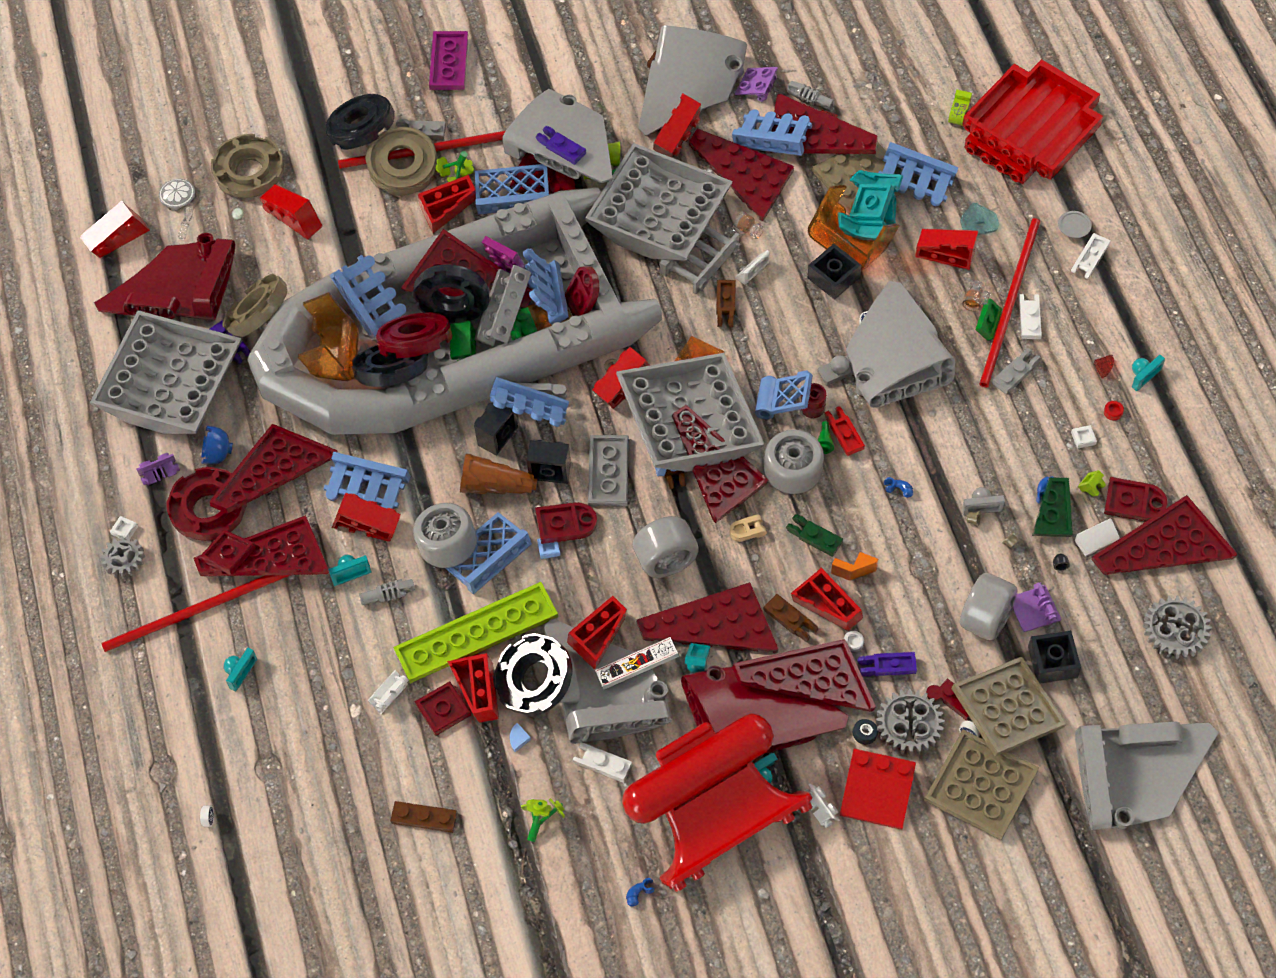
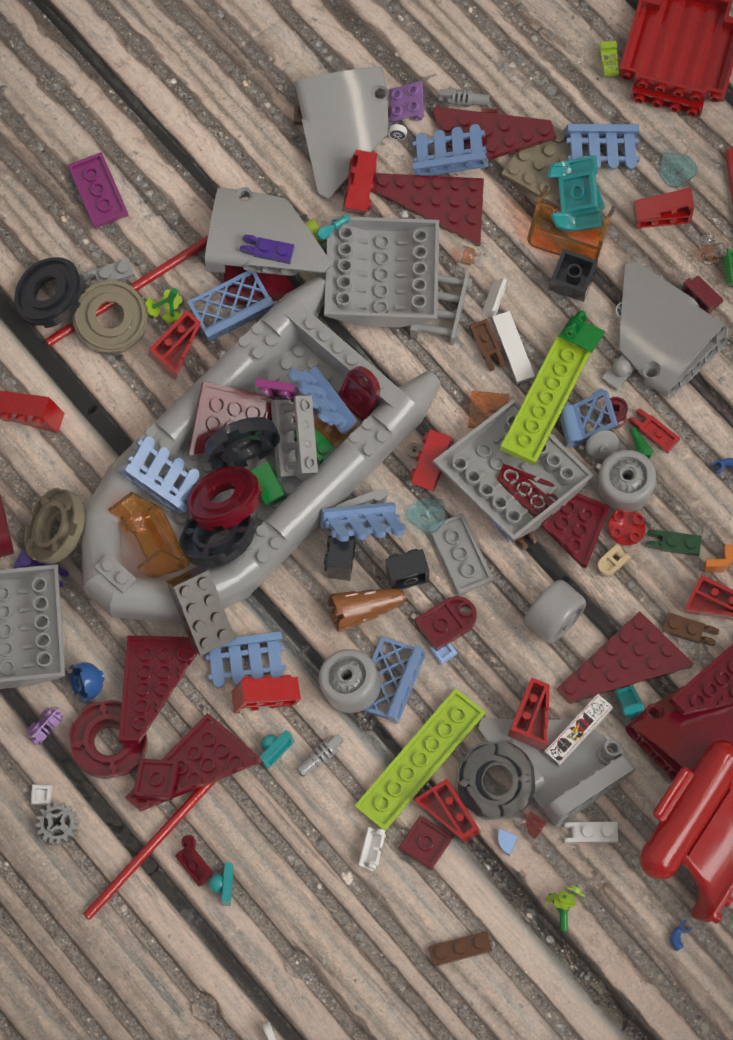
camera: 25 degrees left, 10 degrees up
(222, 637) = (193, 862): none -> dark red hinge
(338, 416) = (200, 610): none -> brick
(553, 734) = (535, 825): none -> clear red tile
(601, 424) = (429, 509): none -> clear light blue piece
(623, 153) = (326, 231): none -> teal piece
(735, 102) = (397, 132): none -> white tile
(748, 314) = (513, 347): none -> white tile
(752, 363) = (545, 401): none -> lime plate
(775, 504) = (626, 527): none -> red dish
(786, 419) = (602, 444): none -> light grey piece
(817, 322) = (581, 332): none -> green hinge
(949, 331) = (702, 293): none -> dark red panel

